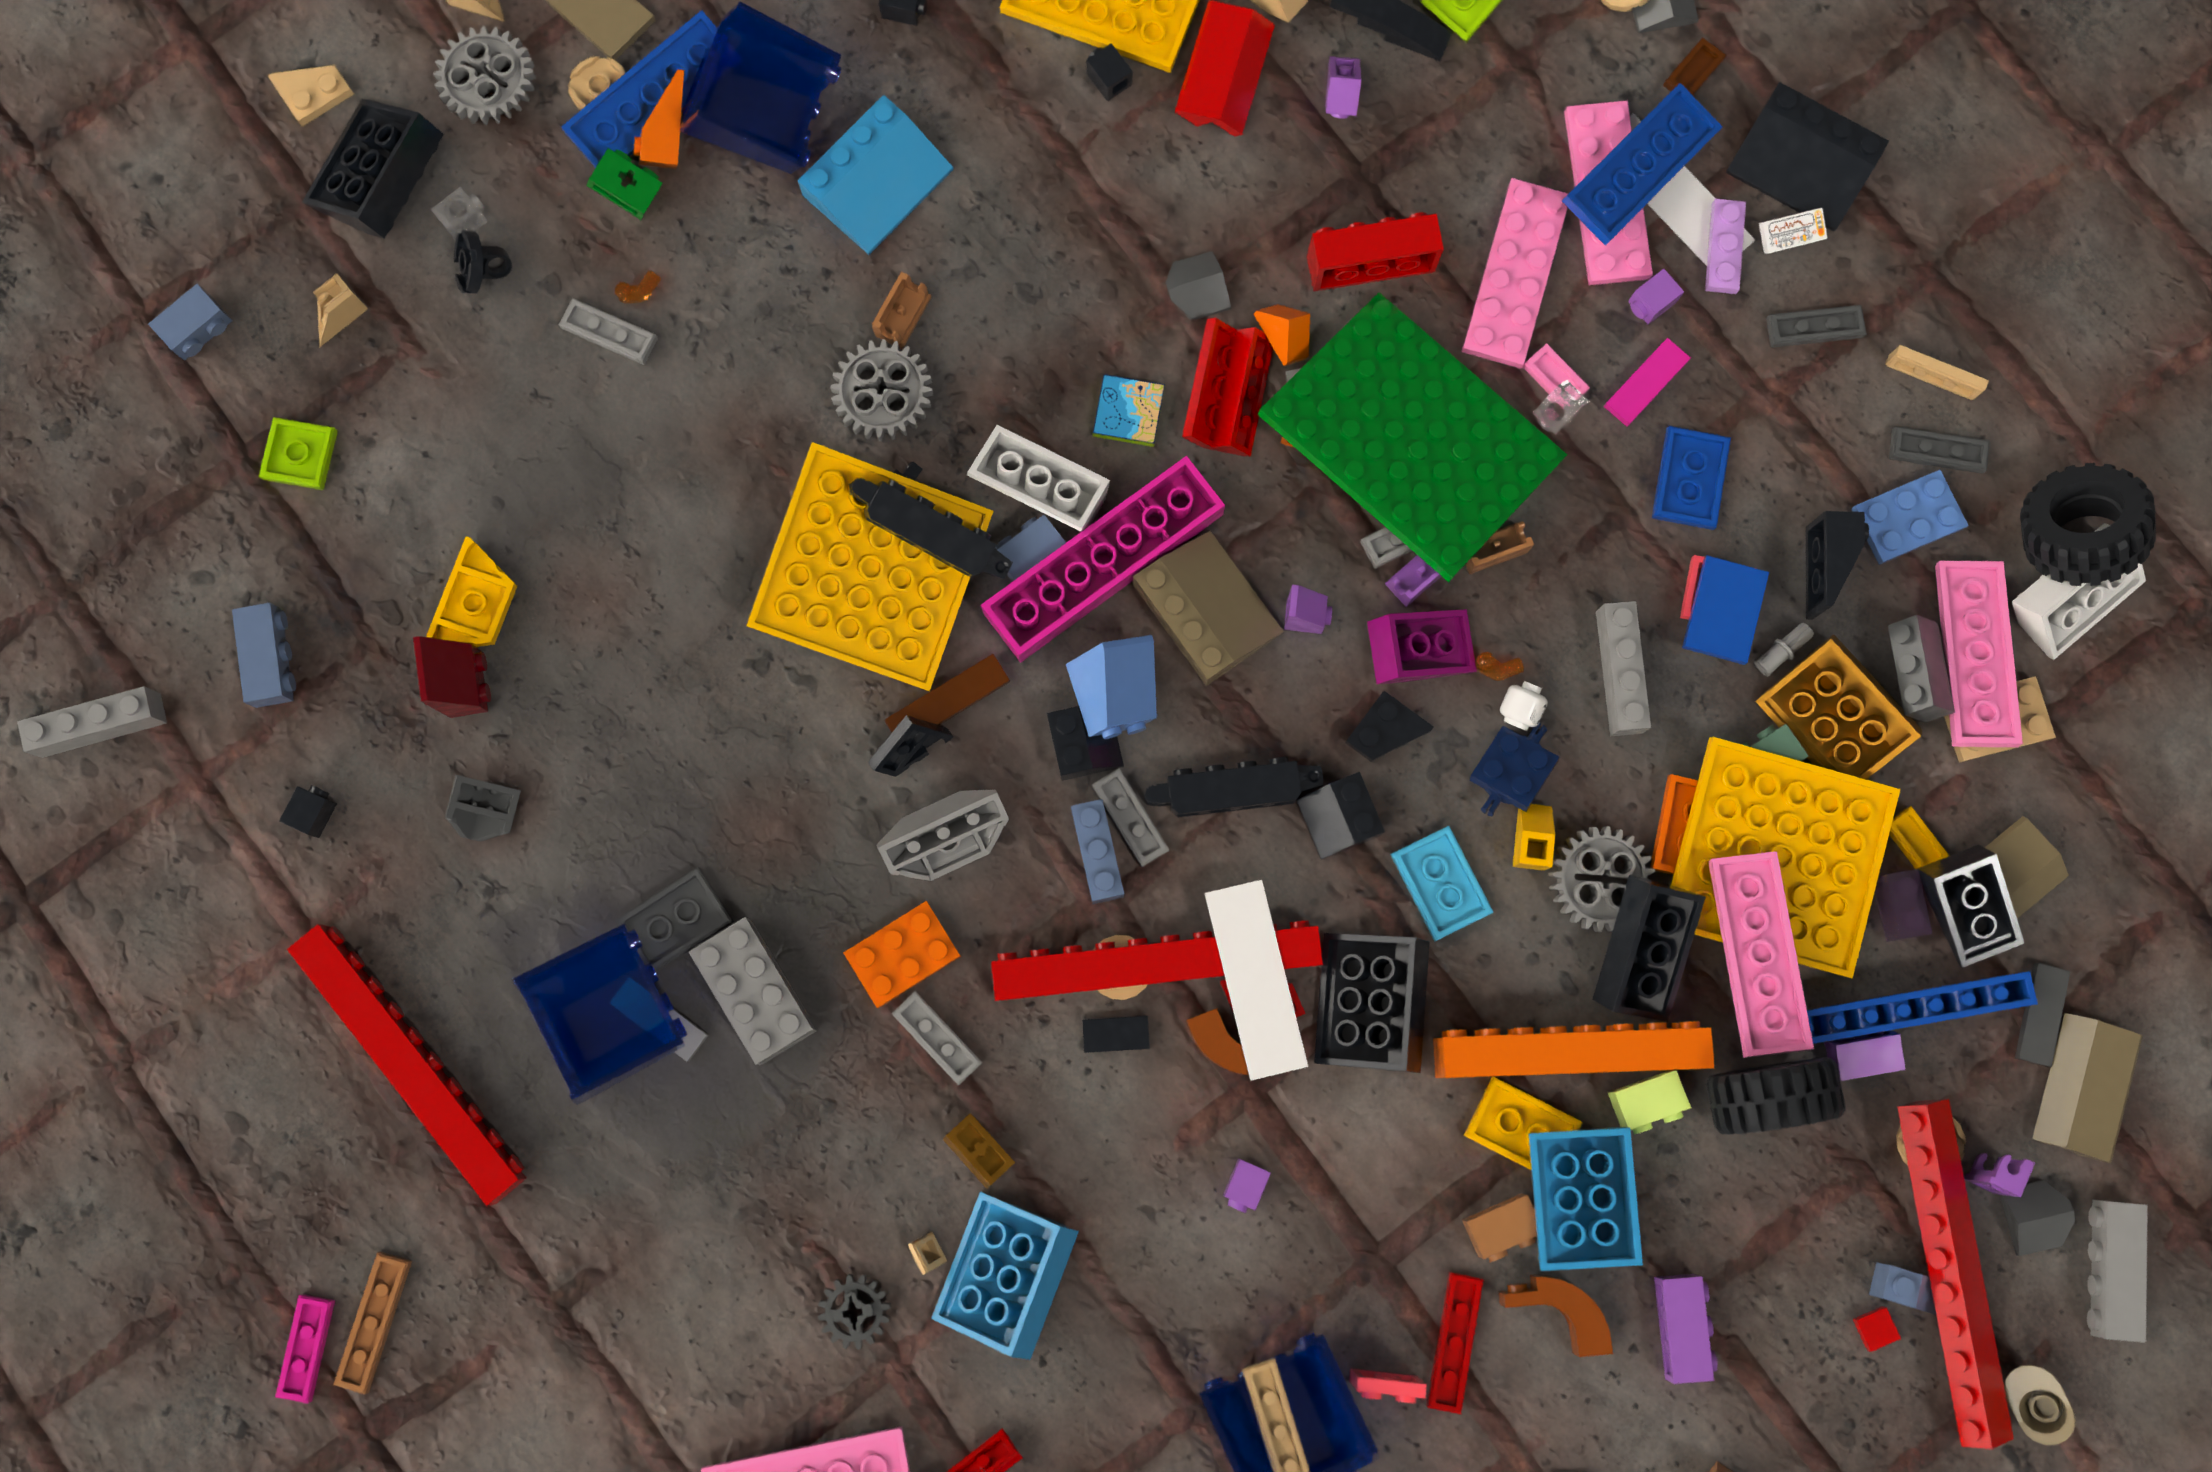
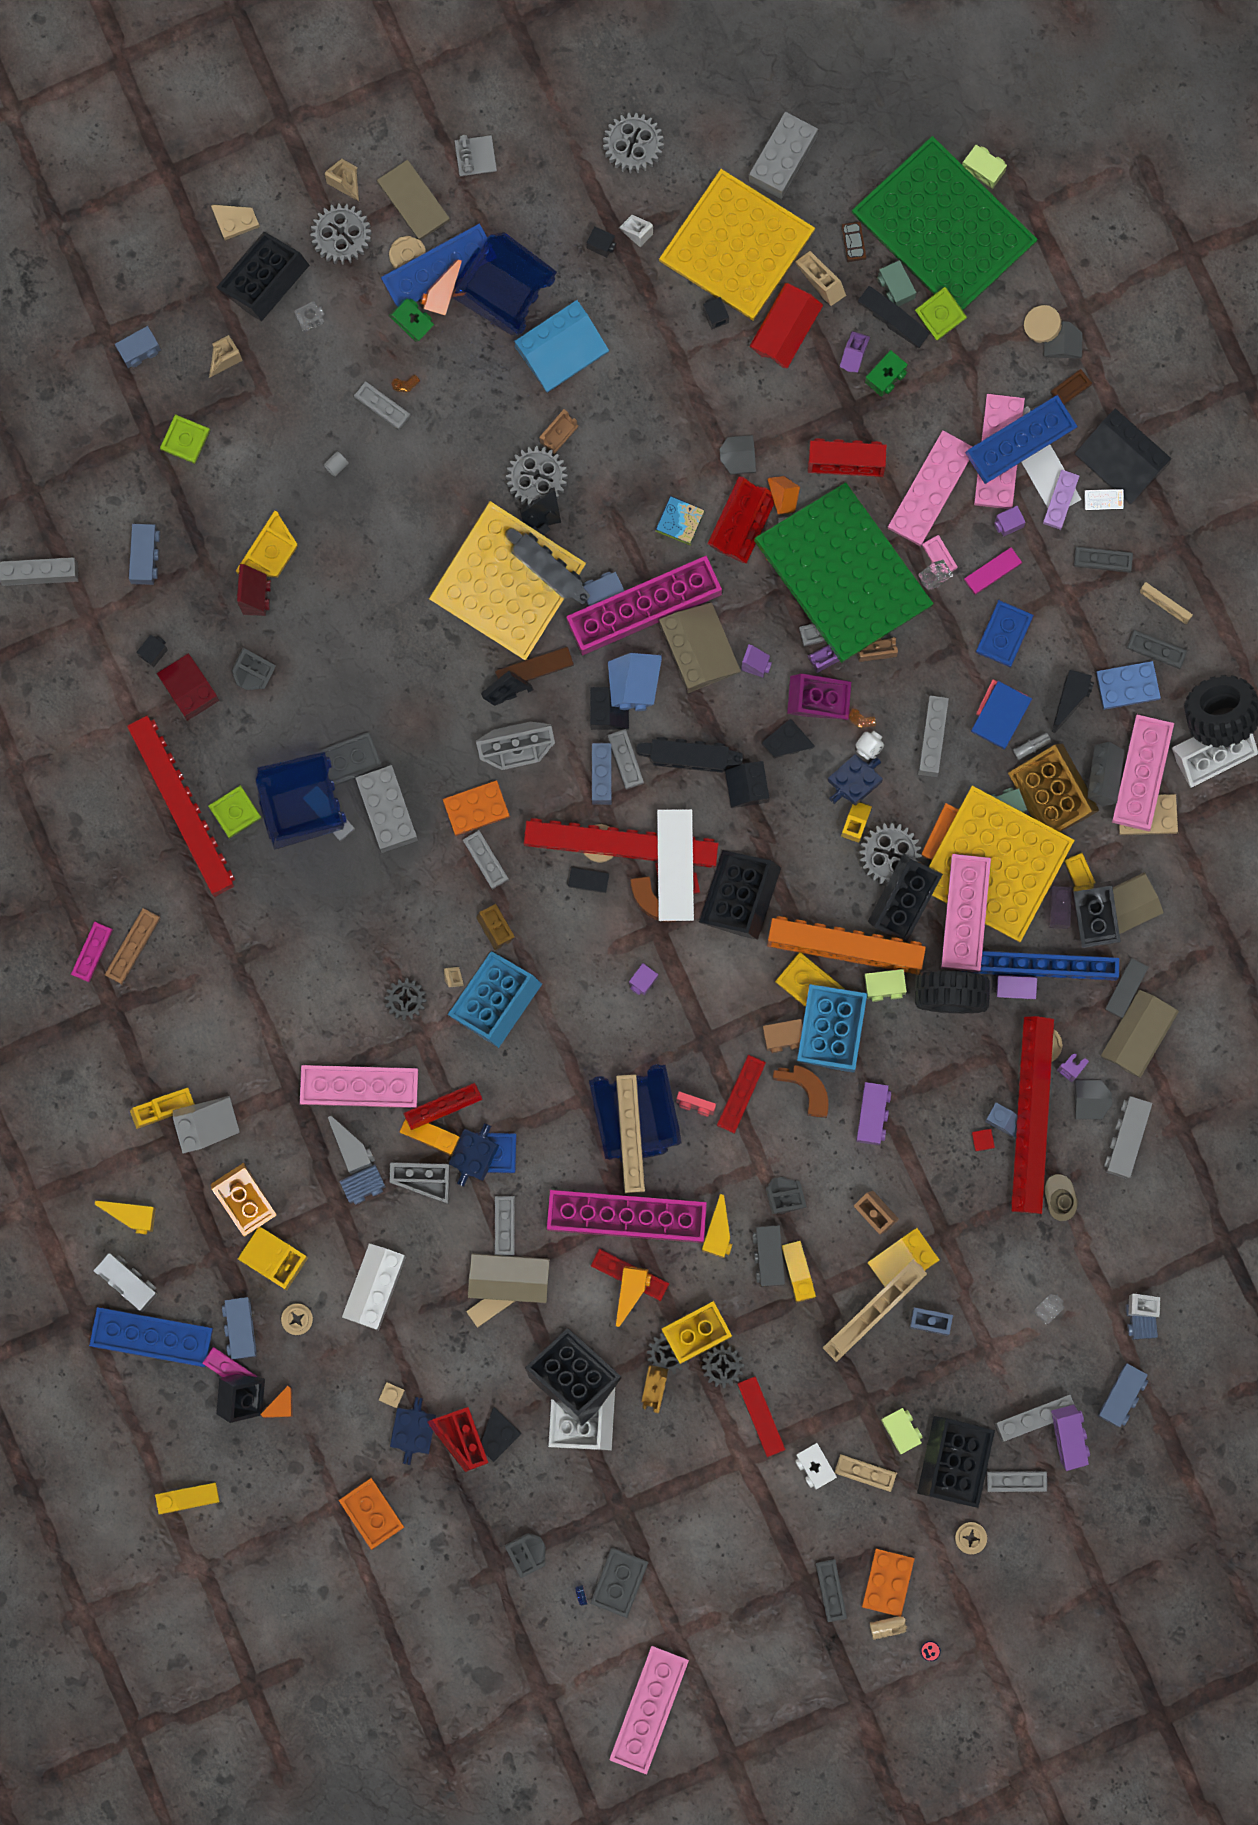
camera: 15 degrees right, 0 degrees up
(380, 859) = (188, 687): none -> dark red slope
(474, 261) = (312, 346): black tile -> none
(501, 1051) = (234, 811): none -> lime tile
(551, 439) = (336, 464): none -> light grey beam
(903, 442) = (542, 511): none -> black wing
(1040, 478) = (617, 550): white slope -> none
(1405, 92) = (892, 364): none -> green brick
(1441, 883) = (797, 836): medium azure tile -> none

